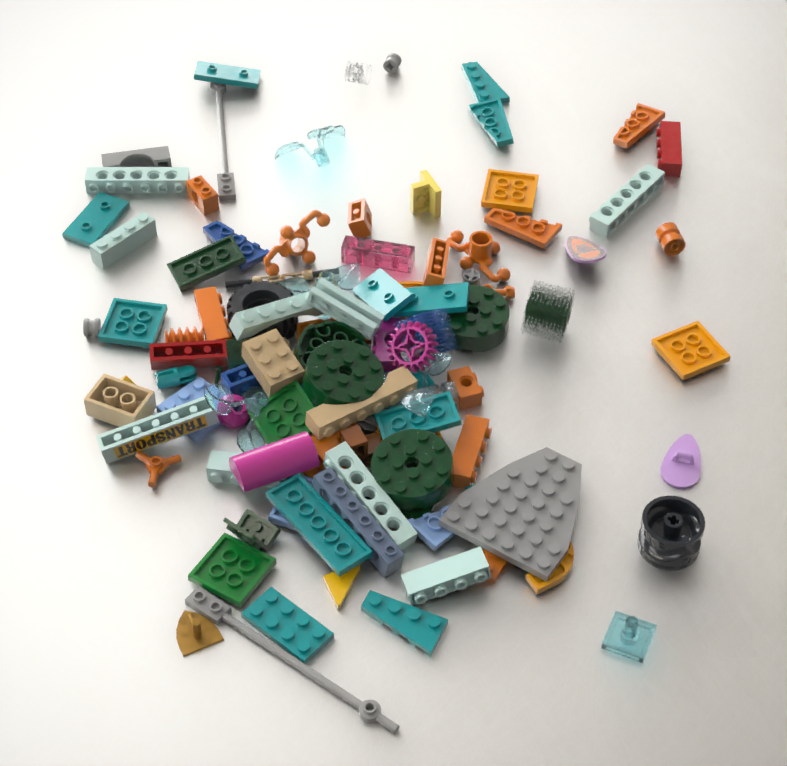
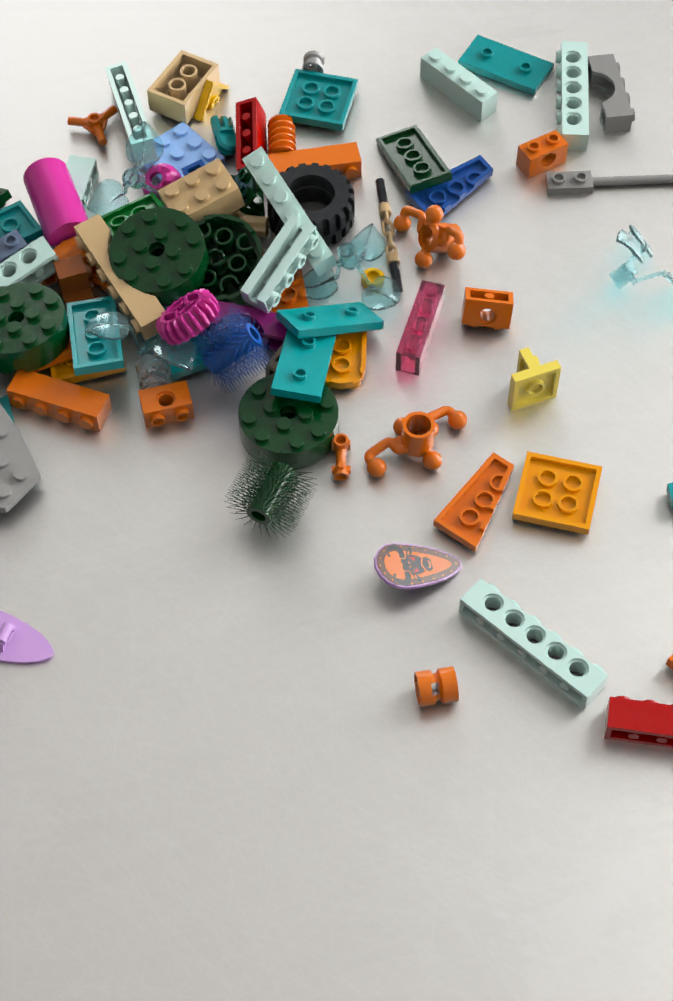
camera: 95 degrees right, 10 degrees up
(436, 262) = (378, 378): orange brick -> none
(471, 276) = (364, 424): light grey wheel -> none
(690, 350) = (203, 679): light orange plate -> none

